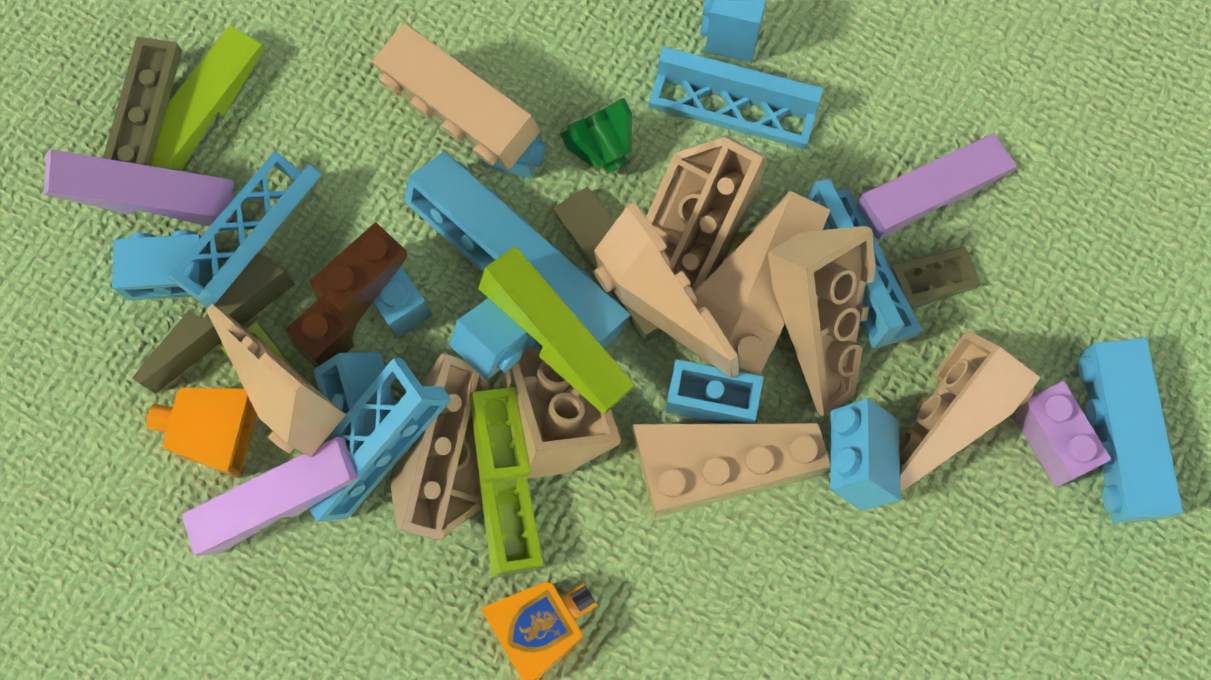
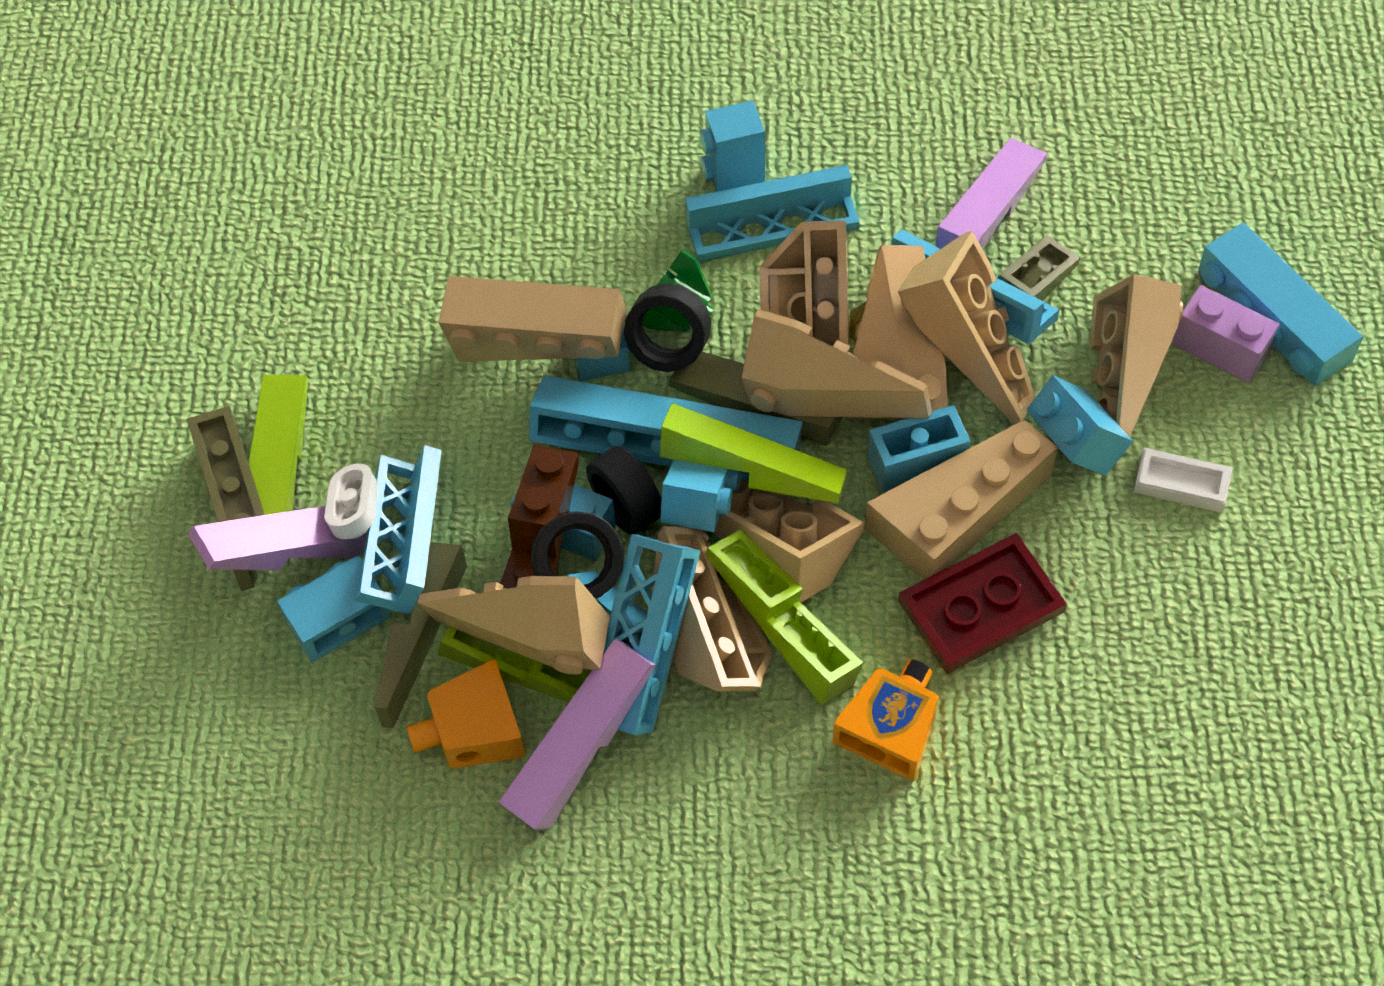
camera: 30 degrees left, 15 degrees down
(217, 184) = (351, 501): none -> white plate
(322, 378) = (593, 524): none -> black tyre
(443, 293) = (626, 481): none -> black tyre
(586, 151) = (653, 354): none -> black tyre
(682, 564) = (982, 602): none -> dark red plate
(933, 548) = (1183, 480): none -> white tile

